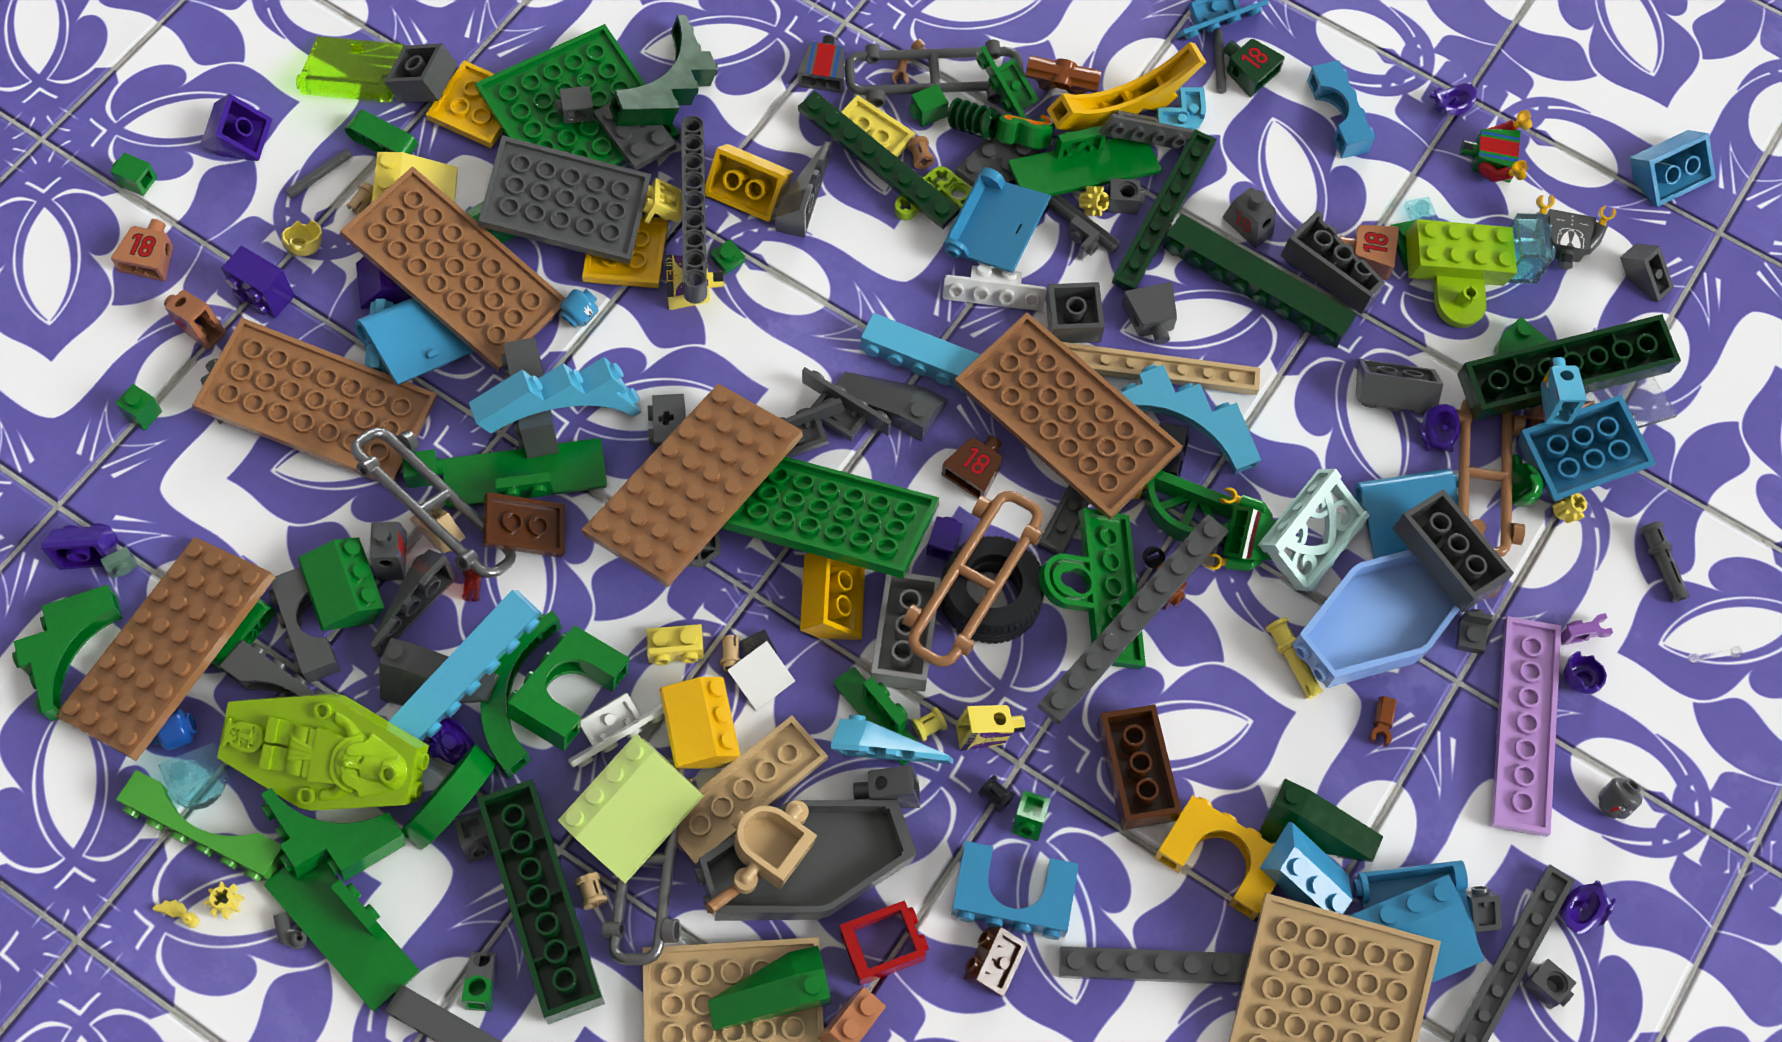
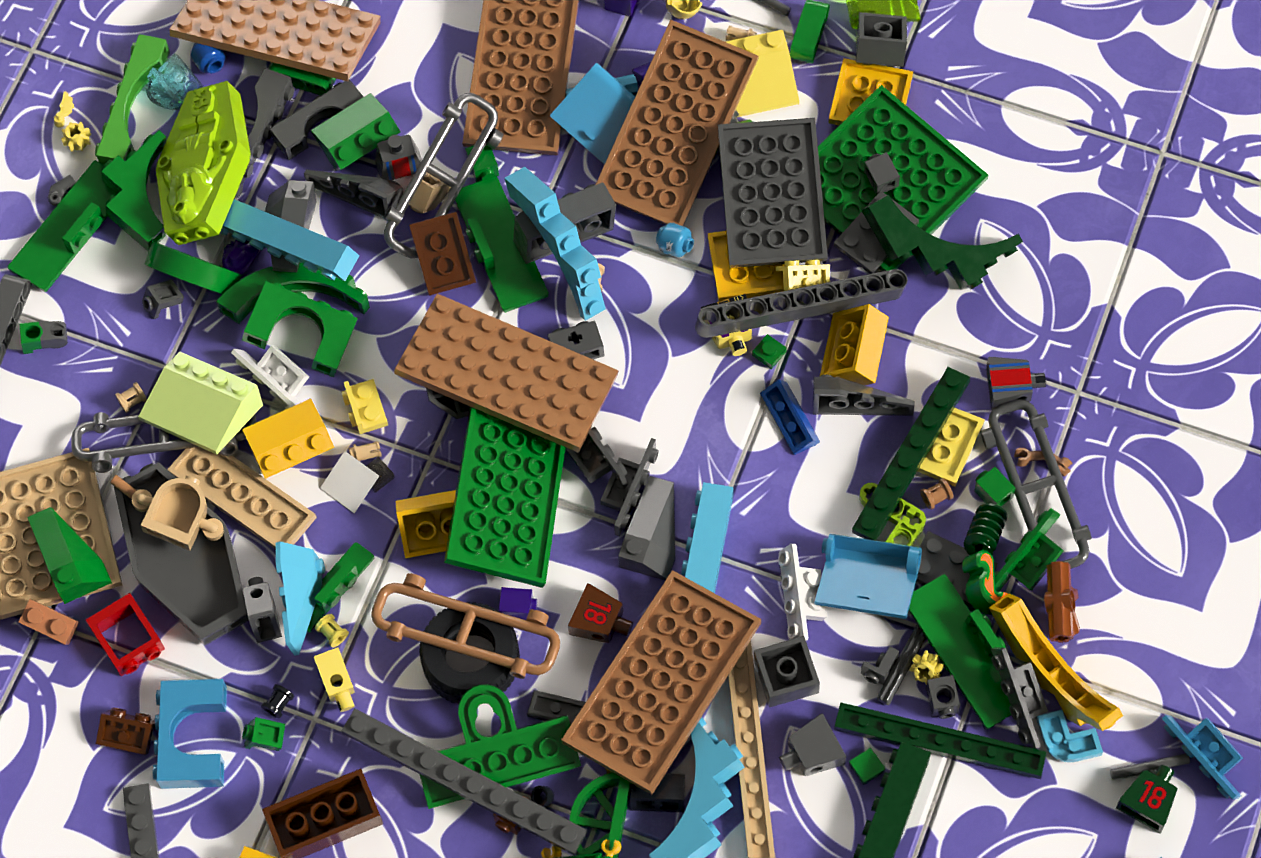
camera: 85 degrees right, 0 degrees up
(471, 582) = (377, 233): clear red pin -> none
(540, 902) = (112, 359): dark green brick -> none
(803, 257) = (789, 417): none -> blue slope
(893, 659) = (439, 577): light grey brick -> none
(1176, 273) = (867, 766): none -> green tile
(1252, 216) = (952, 824): dark grey torso -> none

